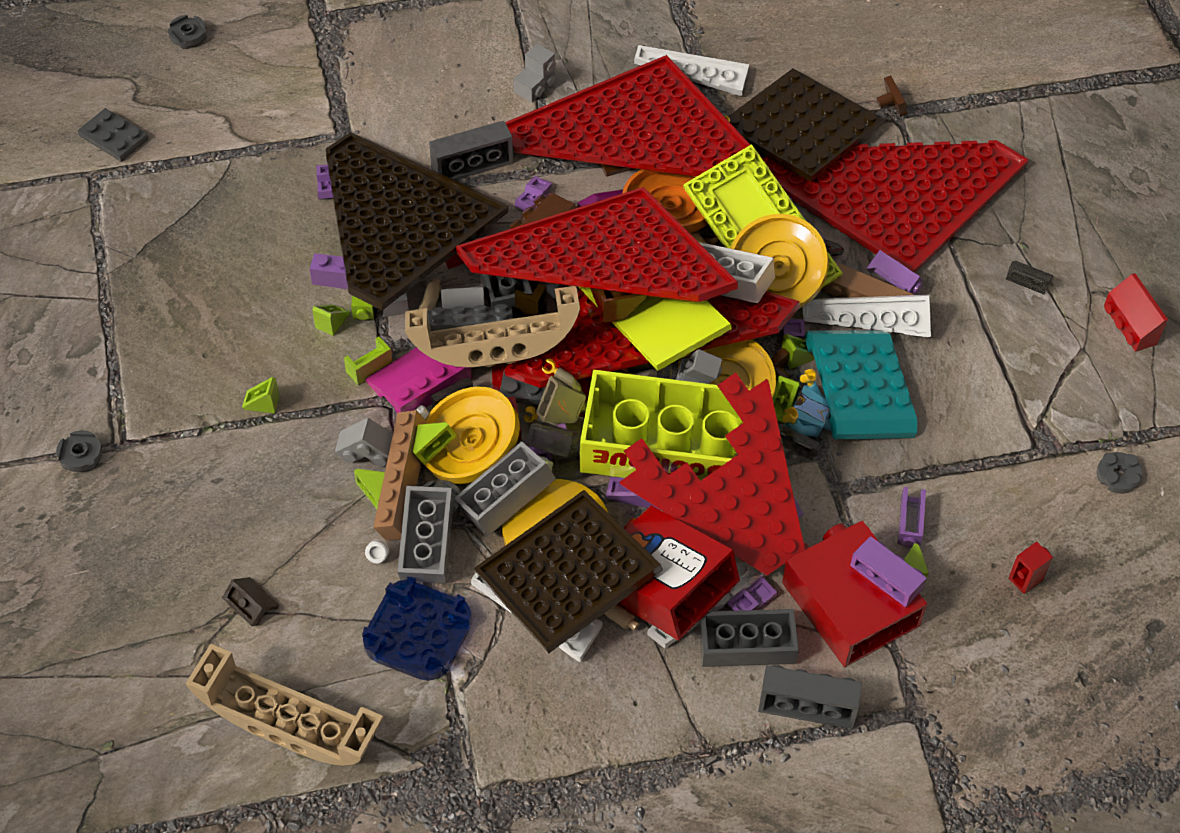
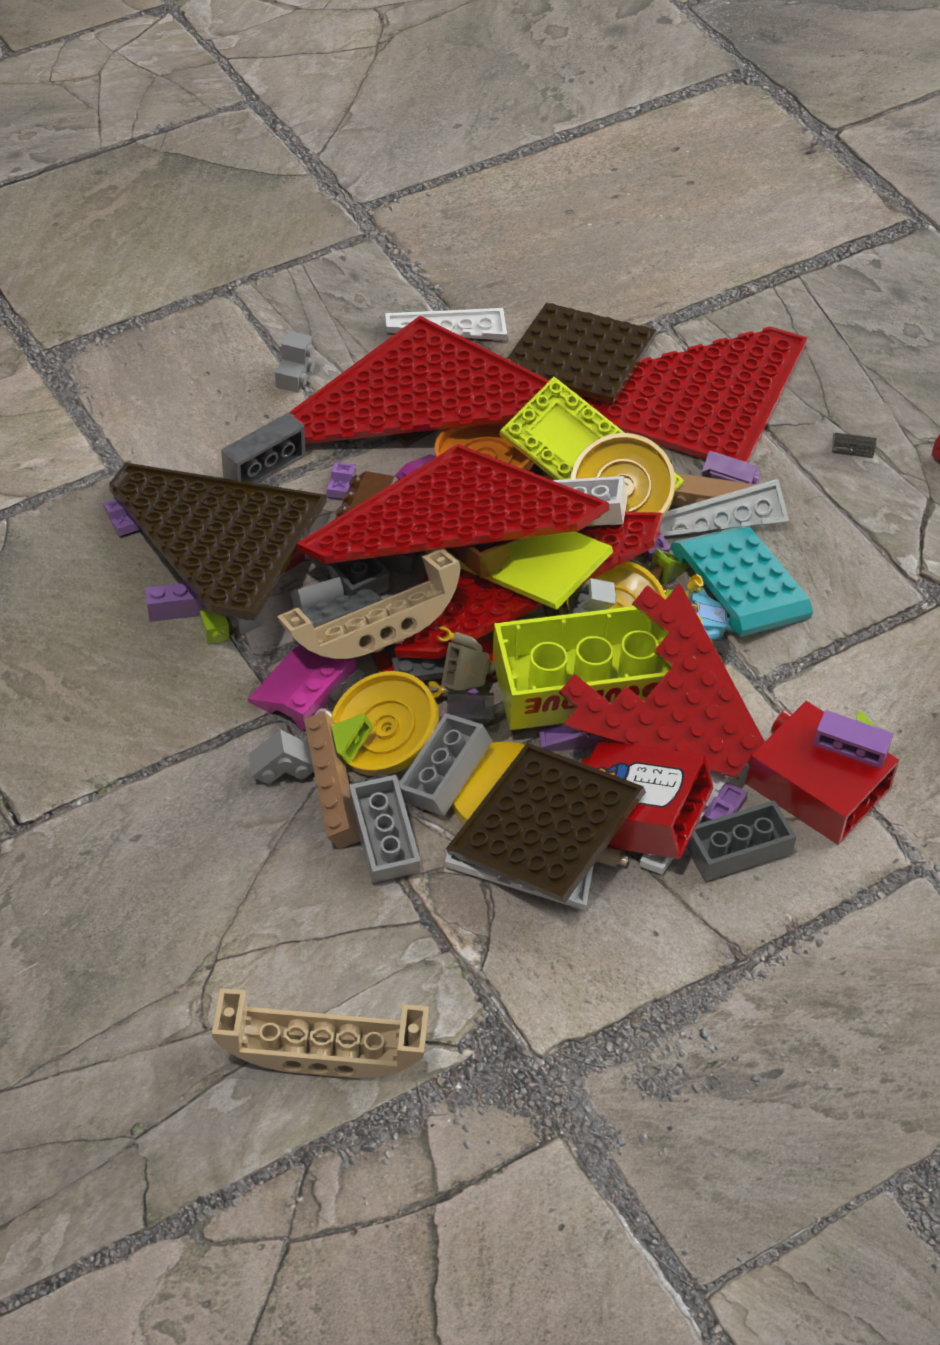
camera: 20 degrees left, 5 degrees down
(249, 600) = (224, 944): dark brown panel -> none
(262, 397) = (149, 743): lime slope -> none
(329, 317) = (185, 649): lime slope -> none
(369, 362) = (246, 681): lime panel -> none
(370, 483) = (304, 799): lime slope -> none
(377, 551) = (337, 860): white tile -> none
(417, 630) = (410, 924): clear blue tile -> none
(431, 295) = (280, 601): tan cylinder -> none
(531, 305) = (390, 583): dark brown panel -> none
(810, 696) = (823, 877): dark grey brick -> none
(892, 96) = (655, 307): reddish brown tile -> none
(911, 519) = (843, 690): medium lavender window -> none

